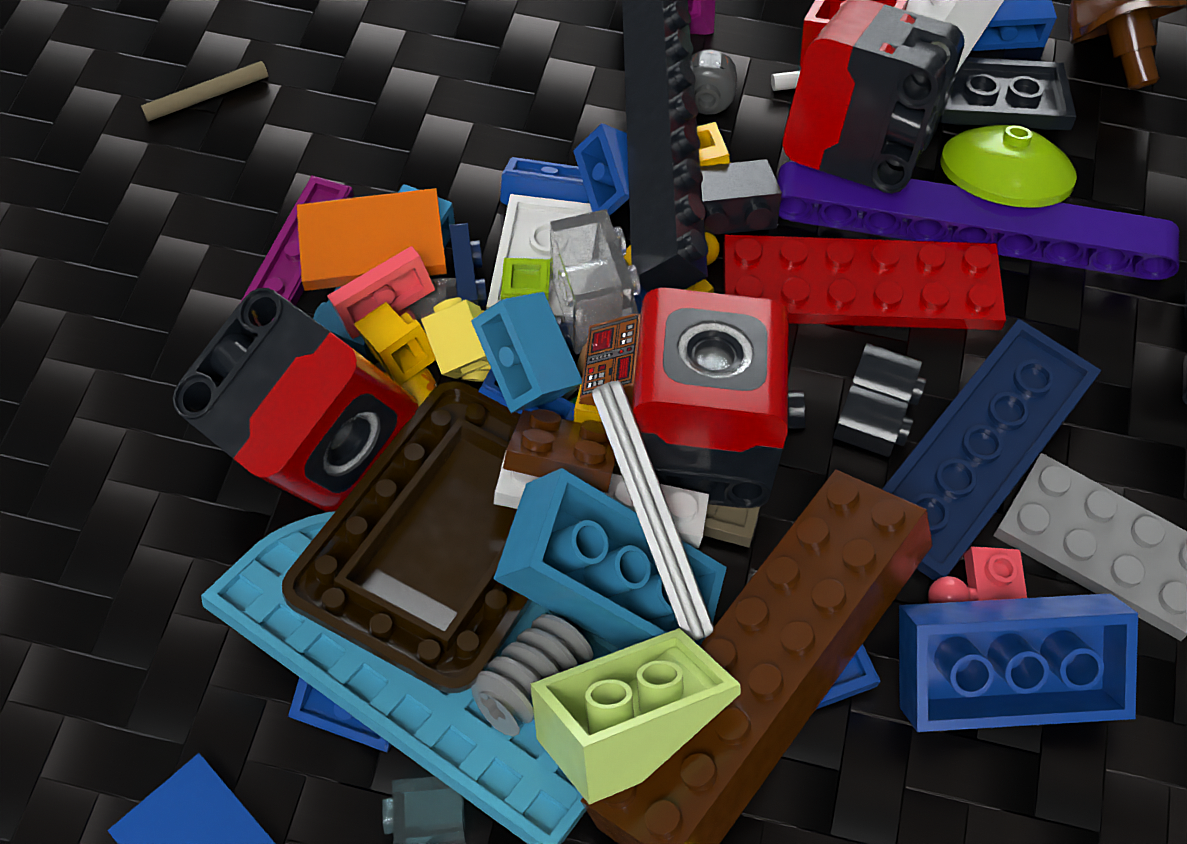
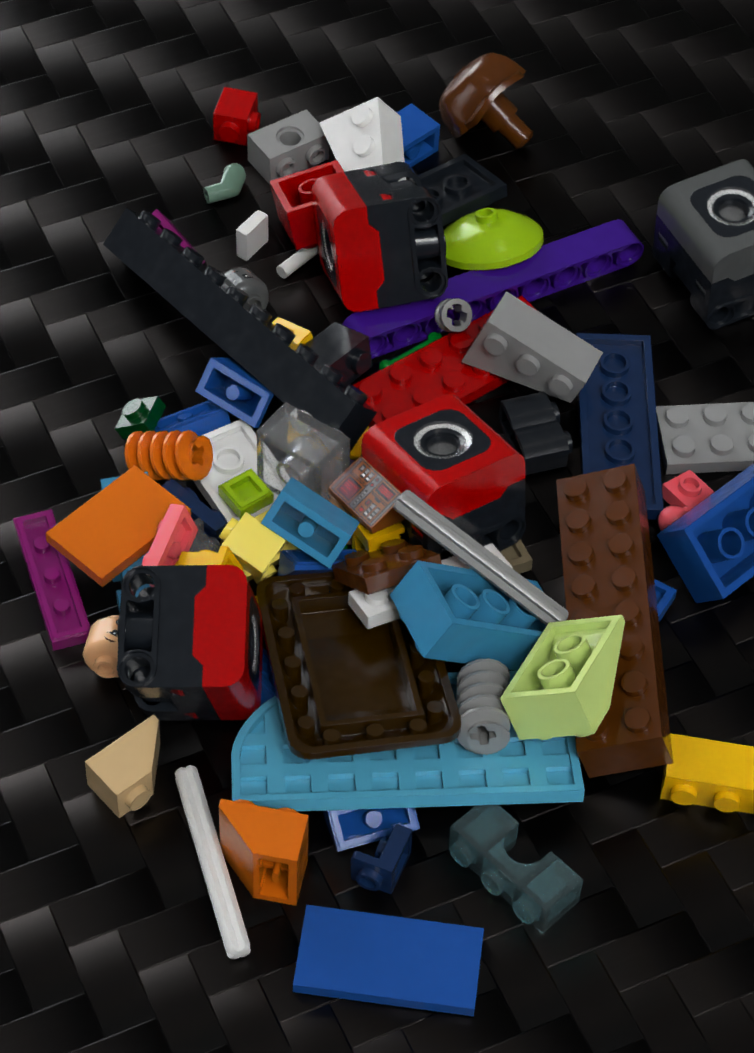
camera: 40 degrees left, 10 degrees down
(161, 642) = (212, 862): none -> white axle
(175, 488) = (126, 768): none -> tan slope
(196, 668) = (265, 848): none -> orange slope
(317, 768) = (388, 863): none -> dark blue bracket
(485, 198) = (170, 454): none -> orange piece
(507, 146) = (140, 415): none -> dark green plate
(772, 29) = (252, 235): none -> white tile
(866, 233) = (431, 338): none -> green hinge
(909, 219) = (445, 322): none -> light grey bush
(941, 309) = (532, 350): none -> light grey wedge

